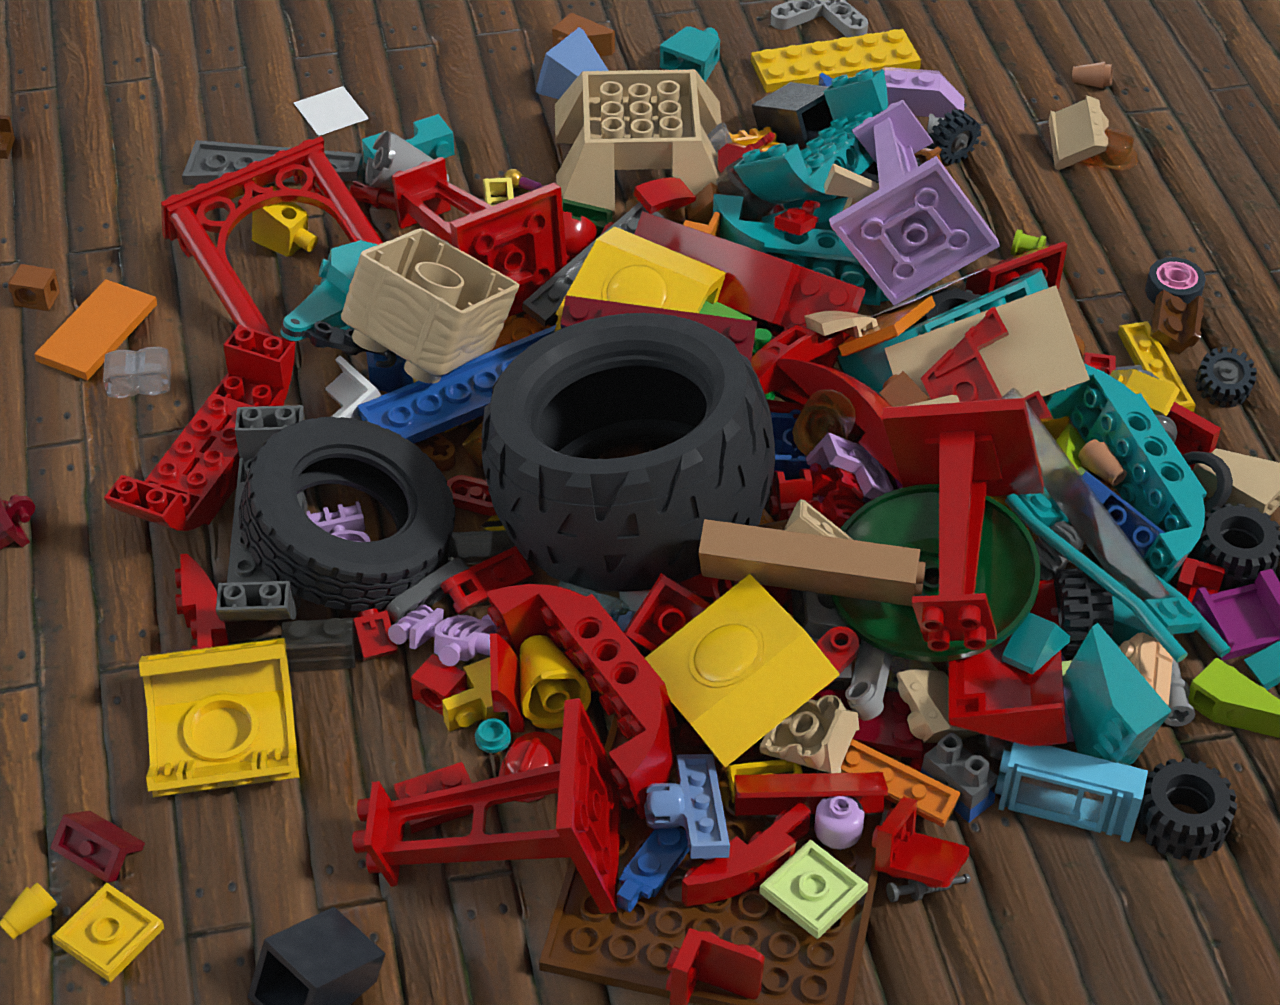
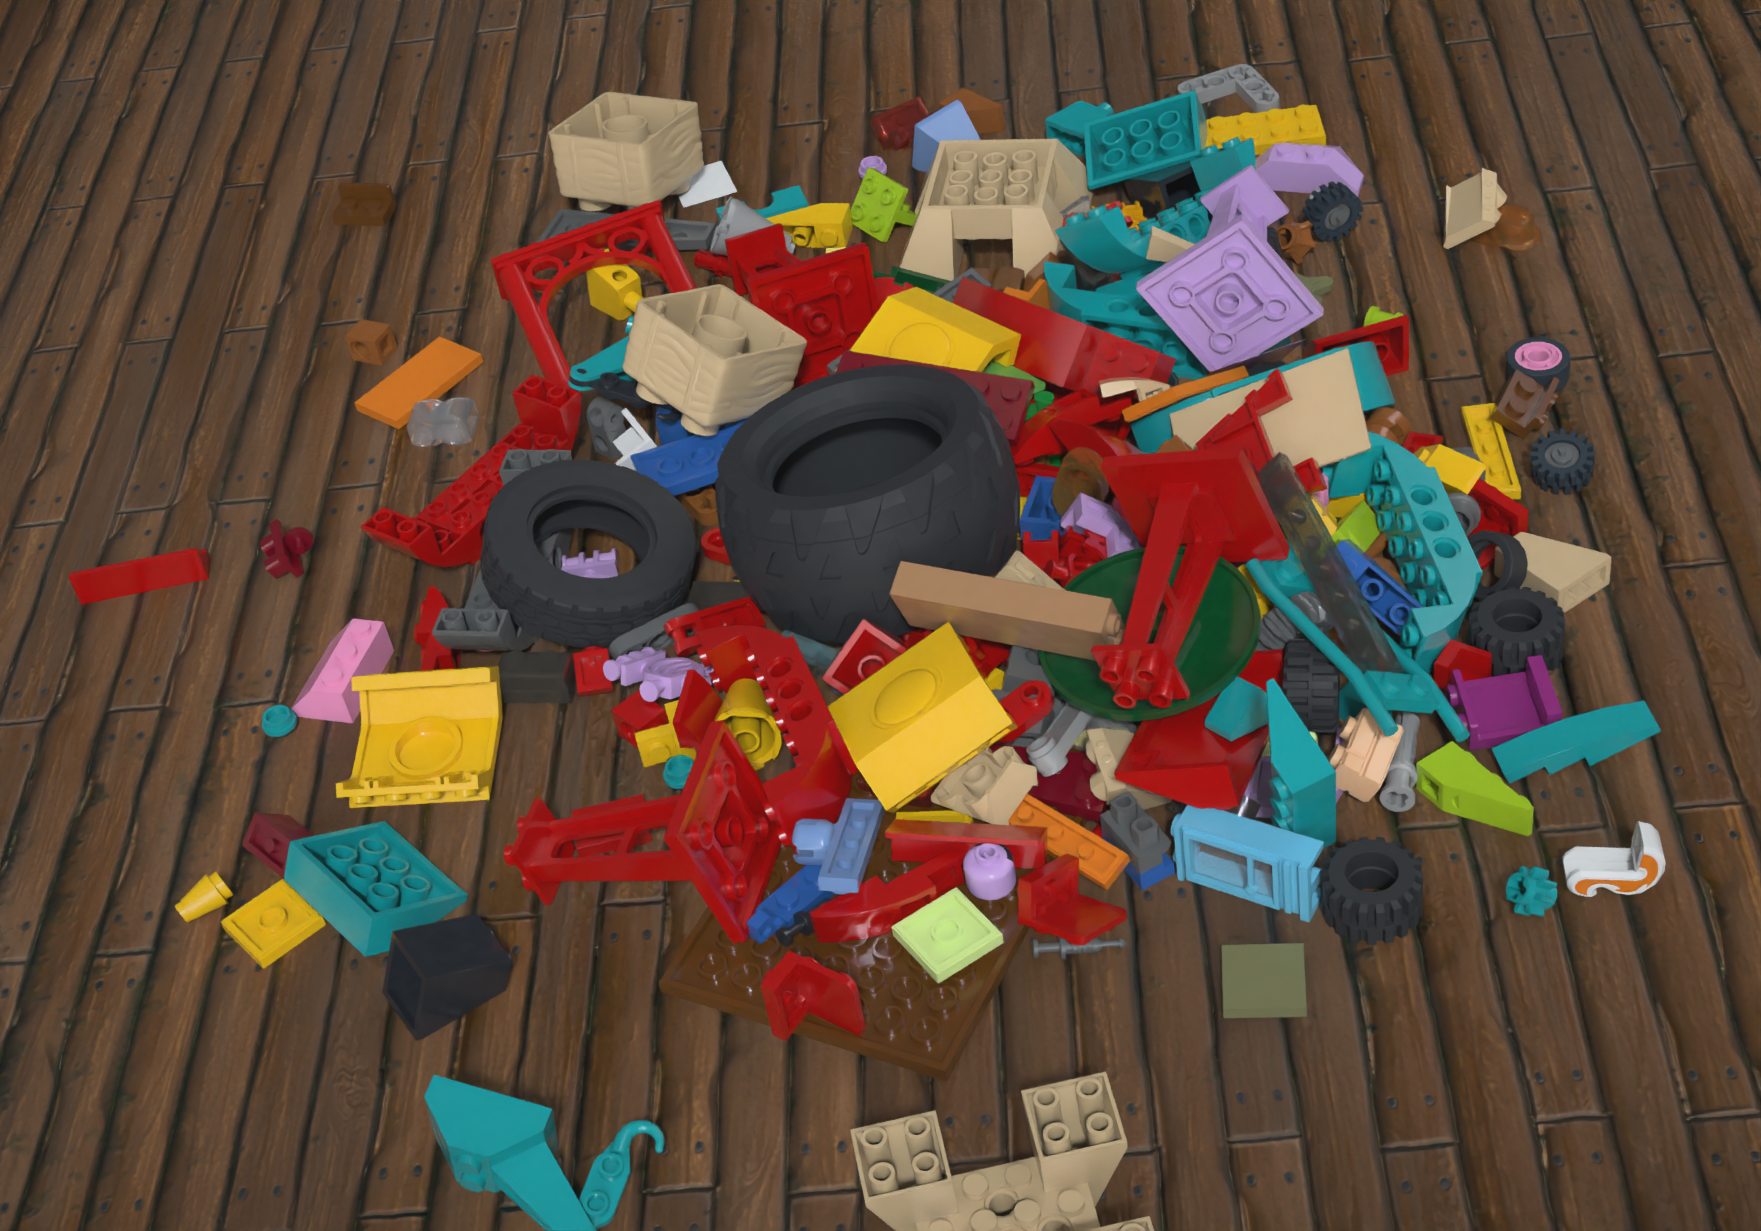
camera: 20 degrees right, 5 degrees down
(52, 708) = (278, 721): none -> teal plate
(108, 651) = (356, 650): none -> bright pink slope
(206, 883) = (369, 884): none -> teal slope
(262, 82) = (627, 150): none -> tan brick
(316, 371) = (605, 426): none -> dark grey leg
(465, 154) = (818, 225): none -> yellow slope
(500, 94) = (872, 162): none -> lavender plate
(520, 49) = (897, 124): none -> clear red bracket
(520, 181) = (876, 255): piece -> none
(523, 134) = (880, 205): none -> lime bracket
(664, 193) = (997, 260): red slope -> none
(670, 887) = (801, 924): none -> black piece
(765, 68) = (1144, 139): none -> teal slope
(798, 219) = (1120, 287): red plate -> none
(1093, 74) = (1515, 151): nougat cone -> none
(1101, 461) = (1379, 536): nougat cone -> none
(1109, 905) = (1263, 980): none -> olive tile

